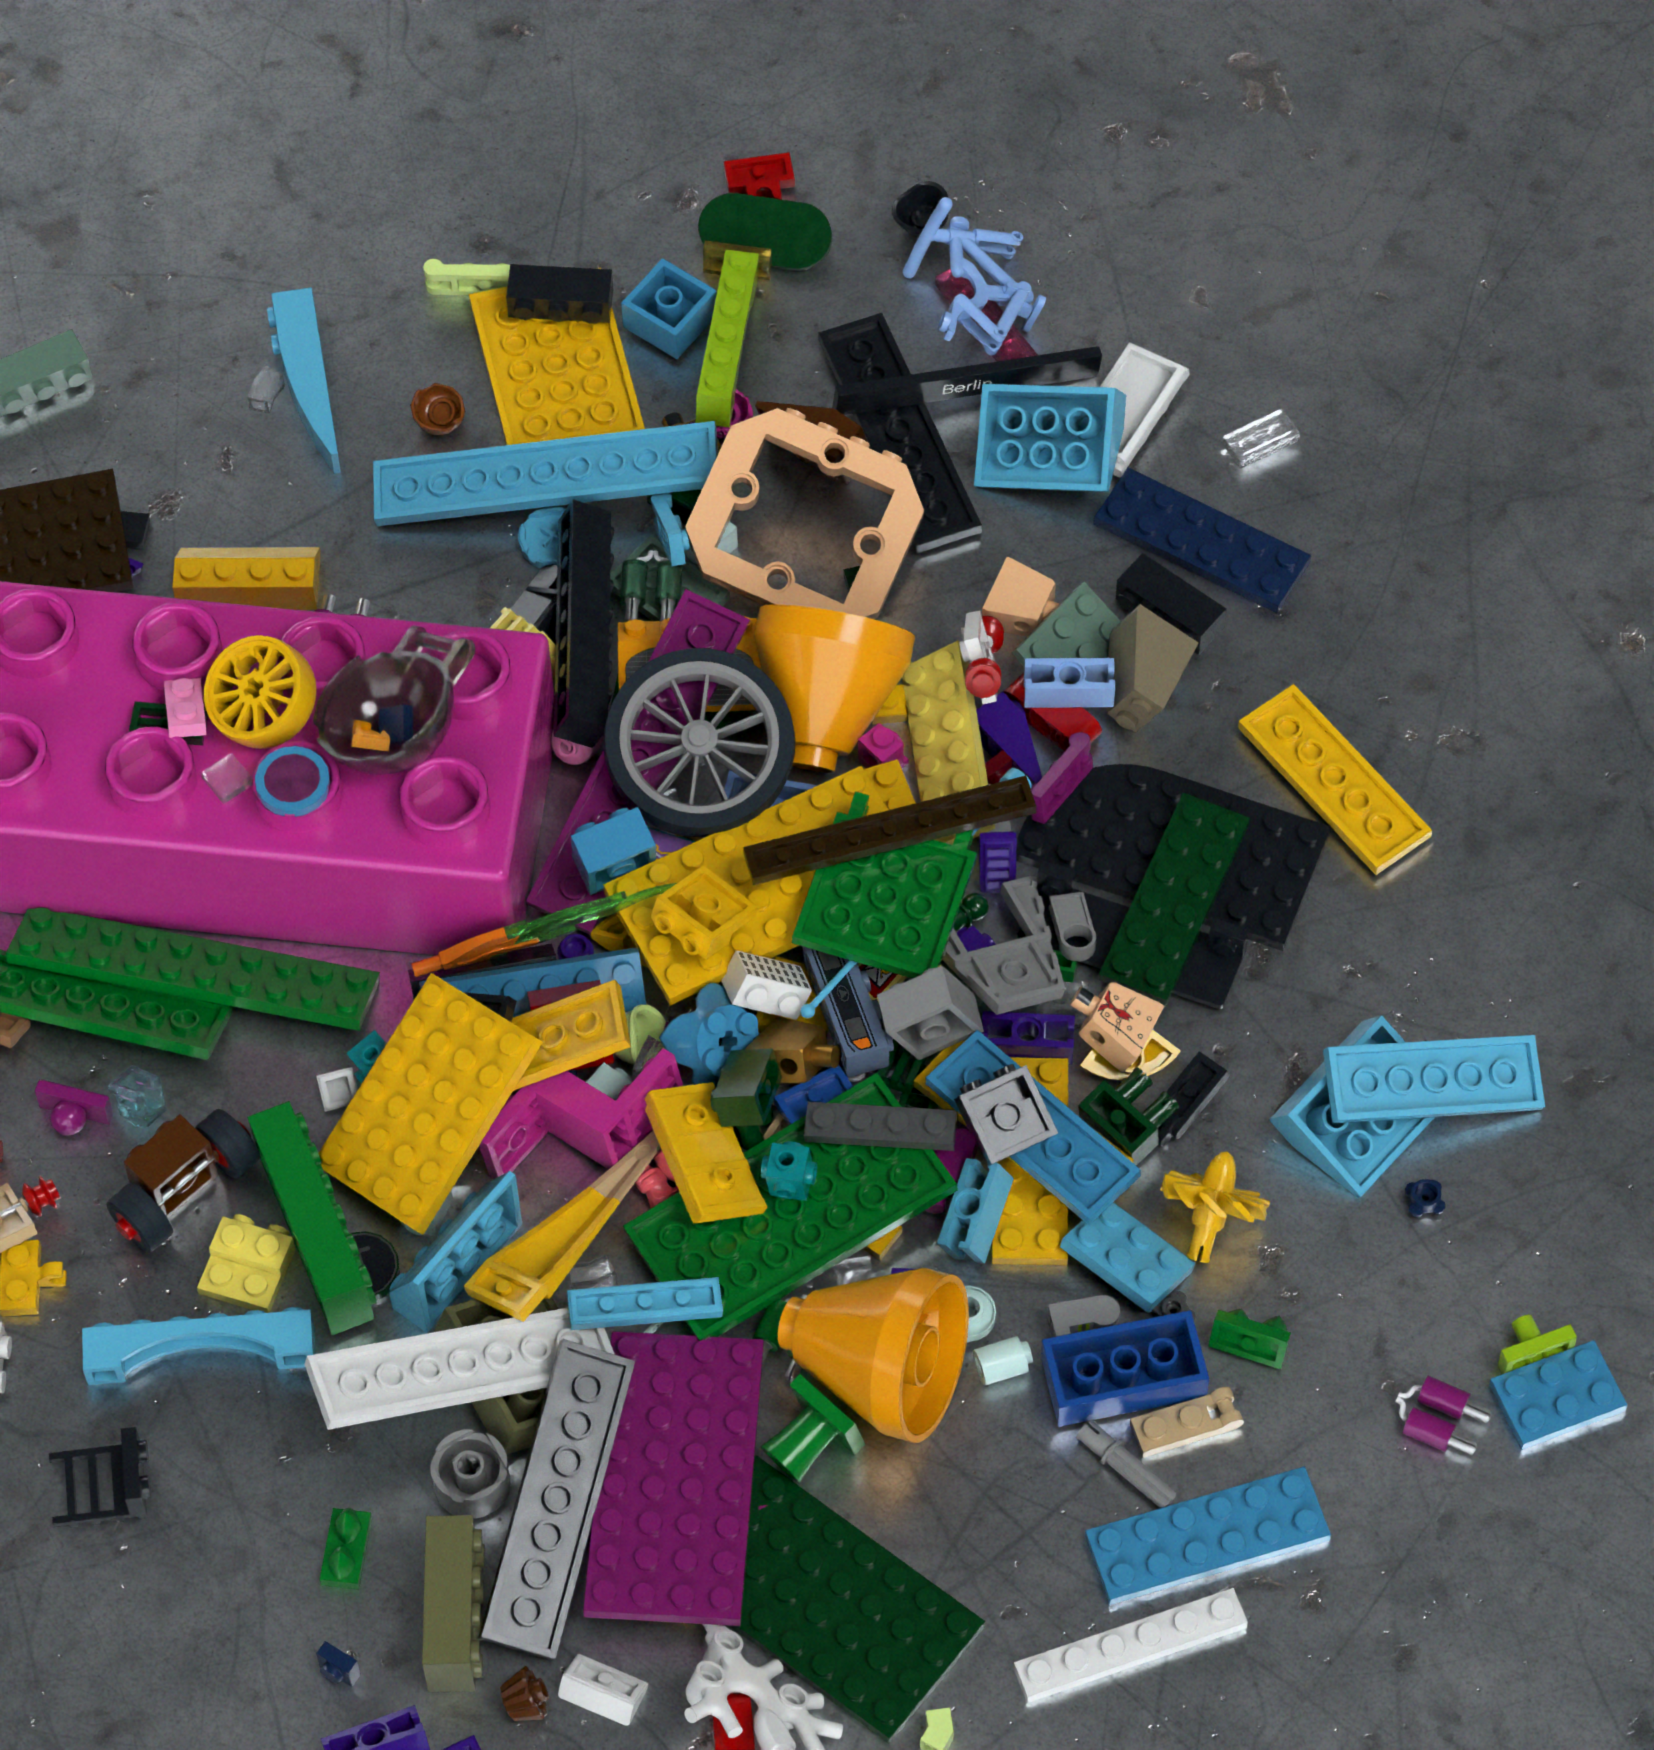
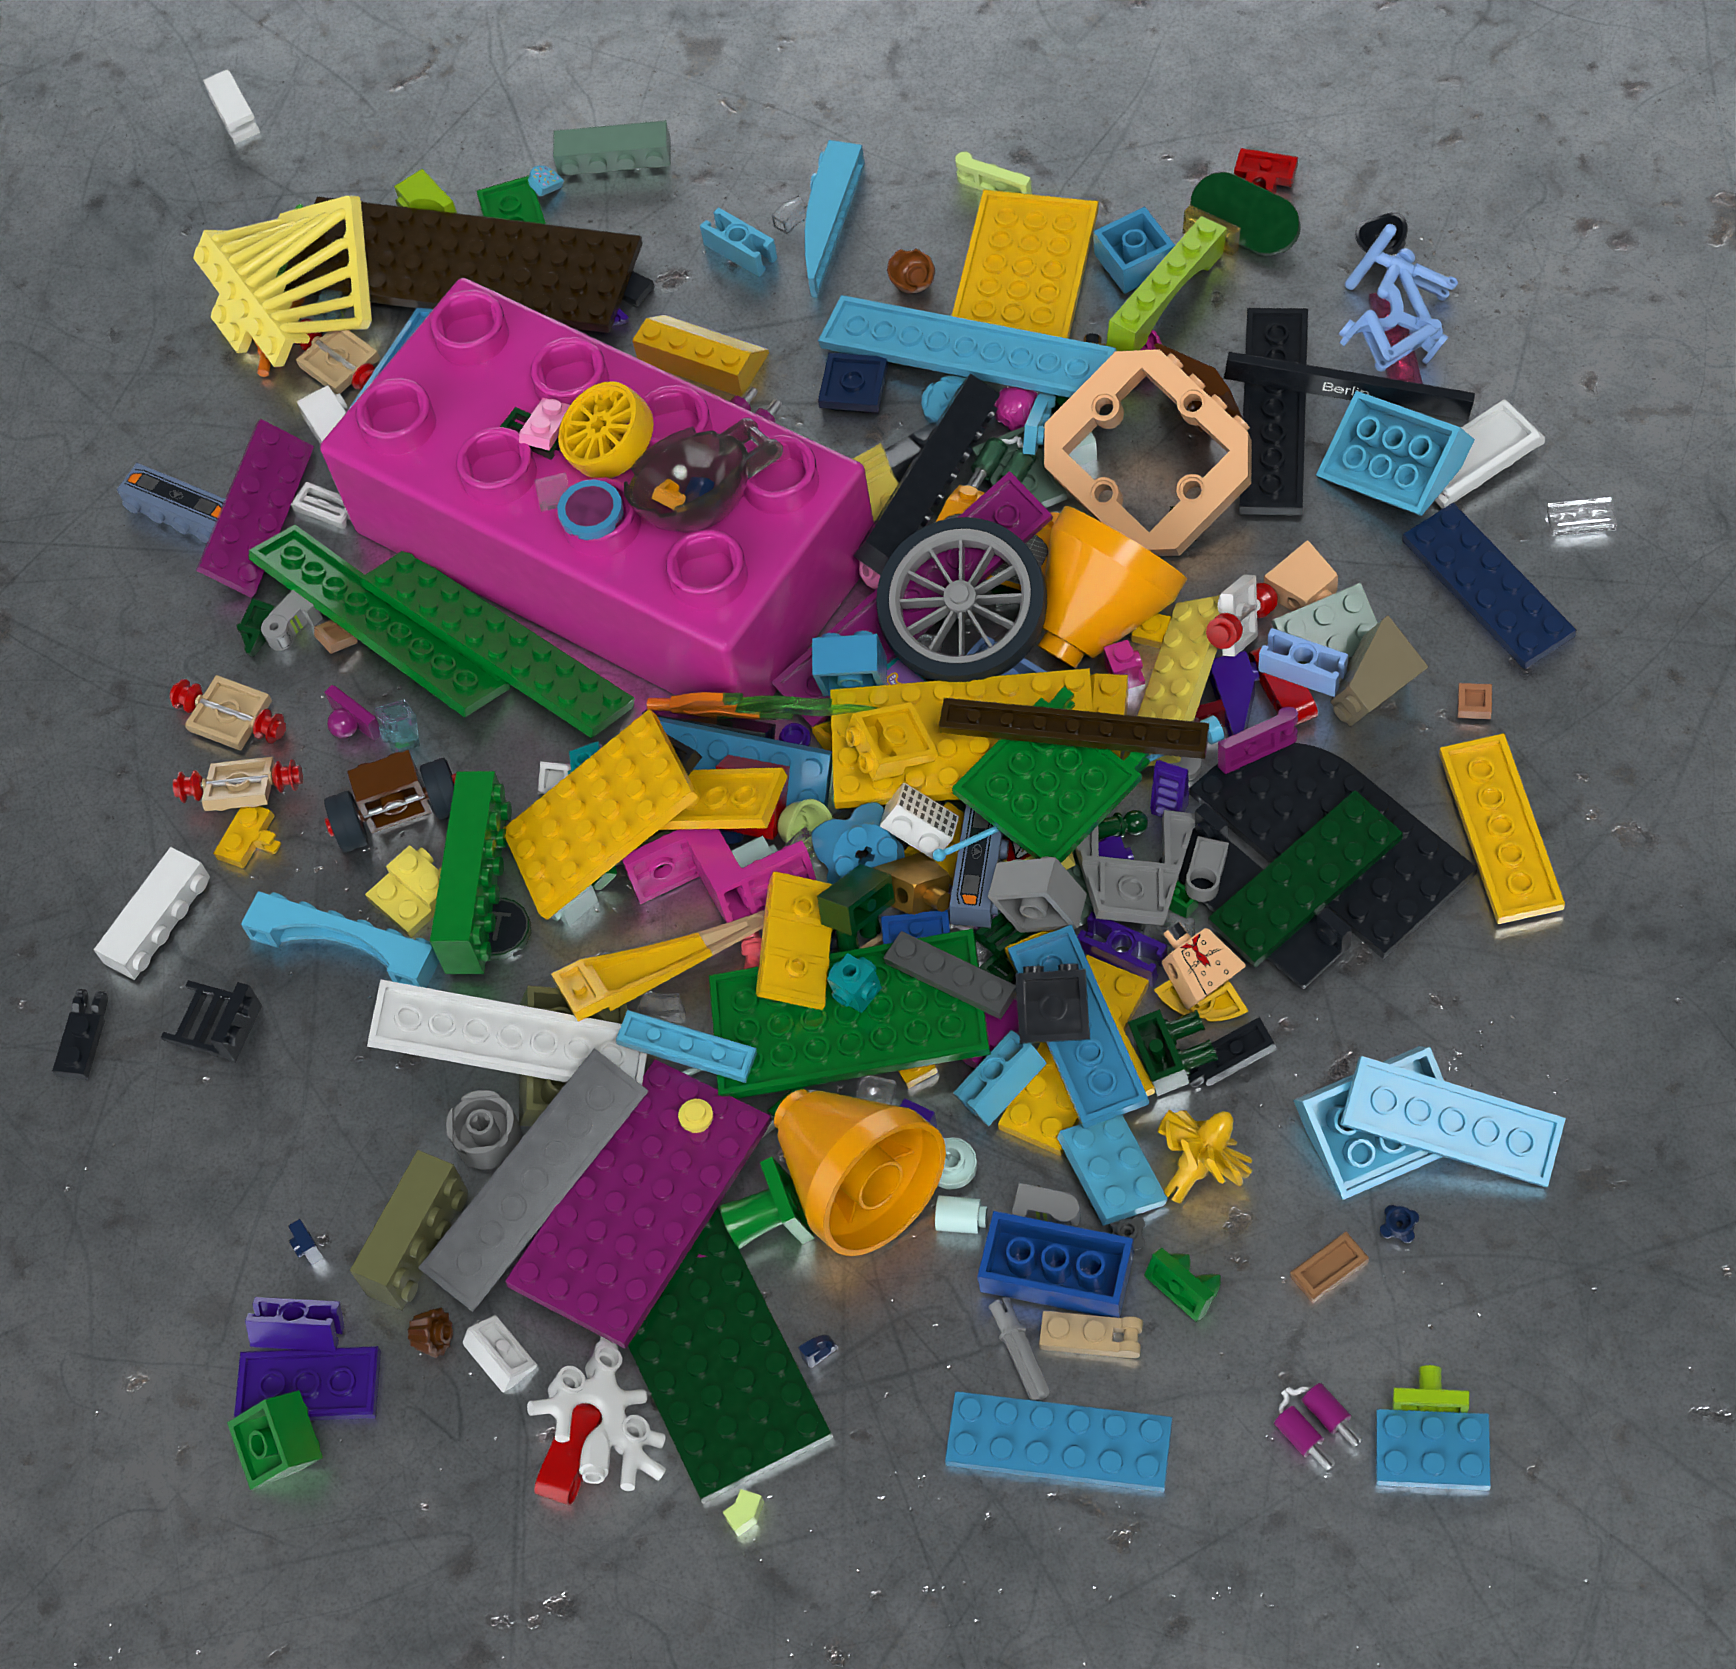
camera: 35 degrees right, 0 degrees up
(205, 441) = (738, 242): none -> medium azure piece
(345, 1548) = (365, 1150): green tile -> none
(436, 552) = (853, 382): none -> dark blue plate
(461, 1248) = (591, 933): medium azure slope -> none
(559, 293) = (1051, 209): black brick -> none
(631, 519) = (1014, 406): none -> dark pink hair
(693, 1367) = (695, 1115): none -> light yellow plate
(928, 1549) = (817, 1349): none -> dark blue tile
(1130, 1645) = (944, 1508): white plate -> none
(1171, 600) = (1431, 628): black brick -> none
(1248, 662) = (1474, 701): none -> nougat plate
(1379, 1266) = (1329, 1267): none -> medium nougat tile

